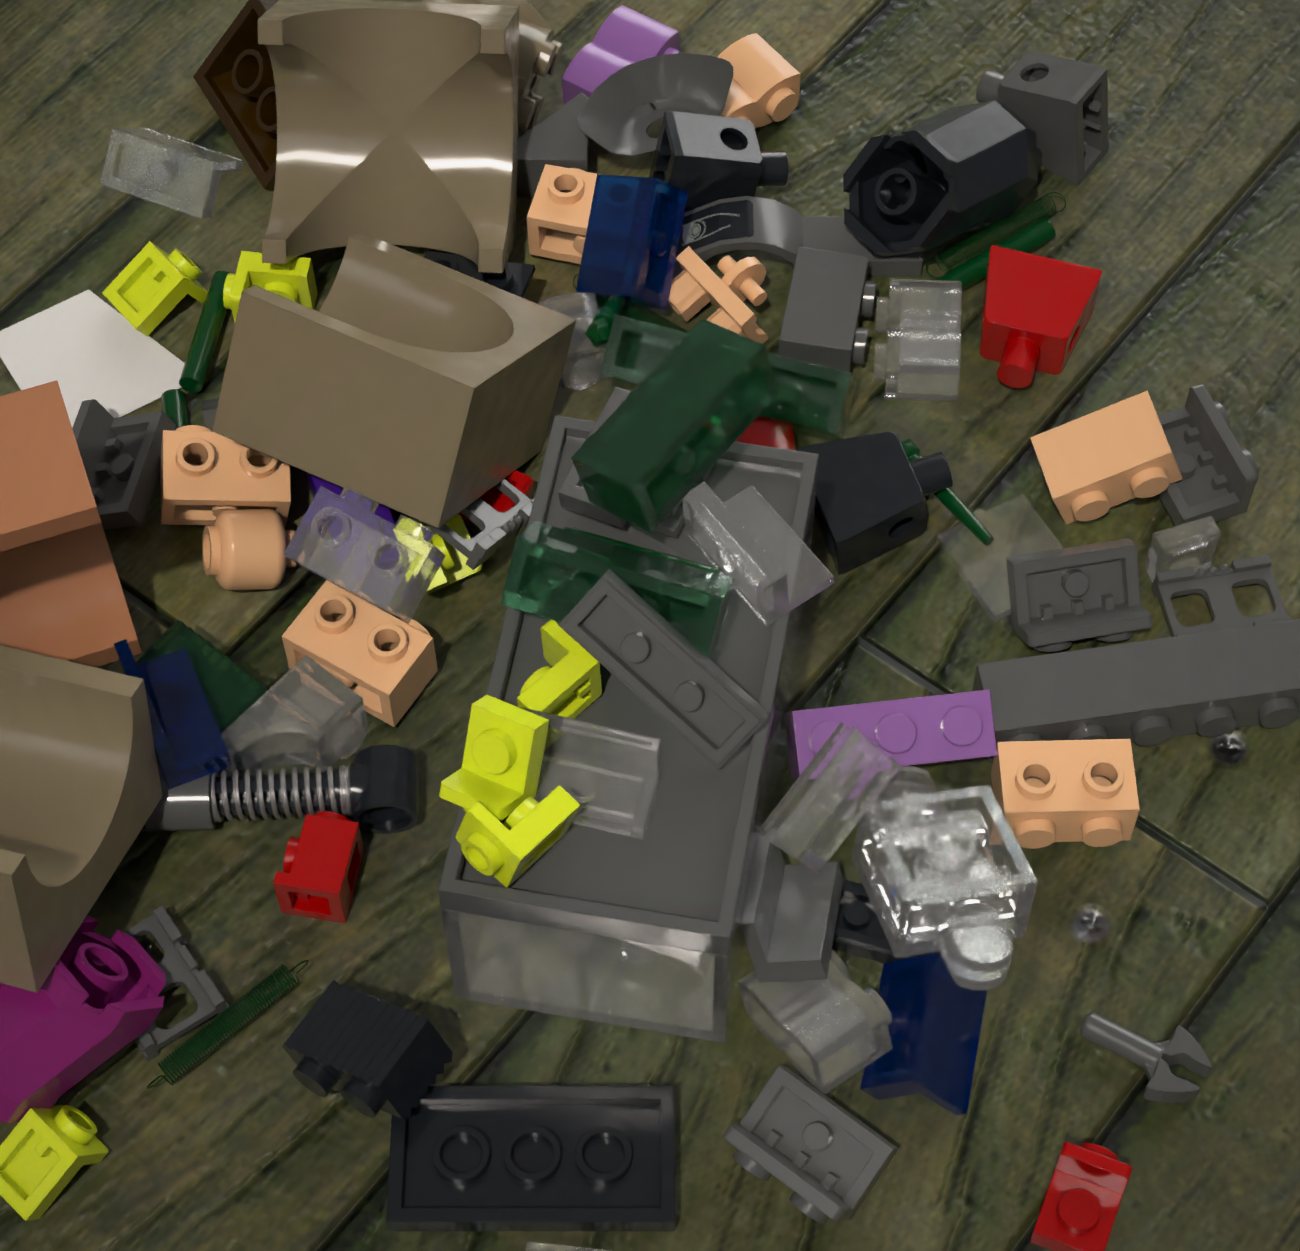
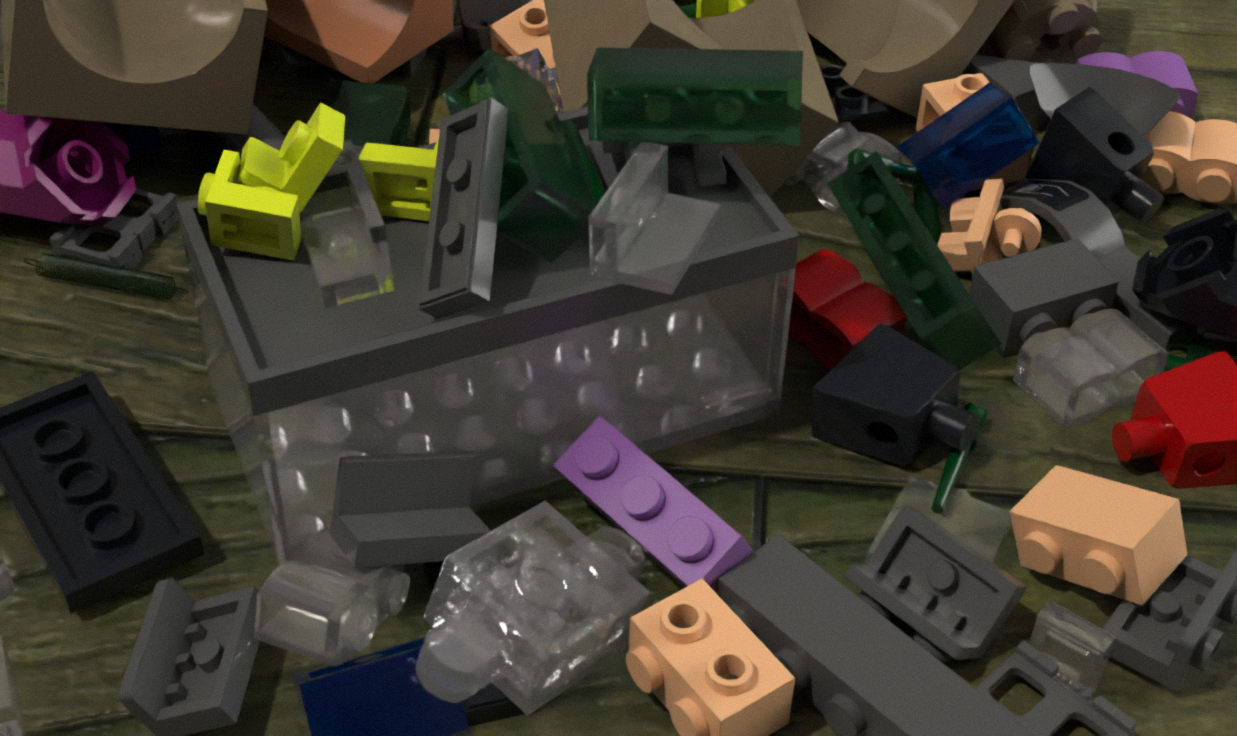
camera: 55 degrees right, 15 degrees down
(180, 716) = (303, 82): clear blue panel -> none
(367, 1052) = (103, 334): black brick -> none
(830, 797) = (524, 463): clear panel -> none

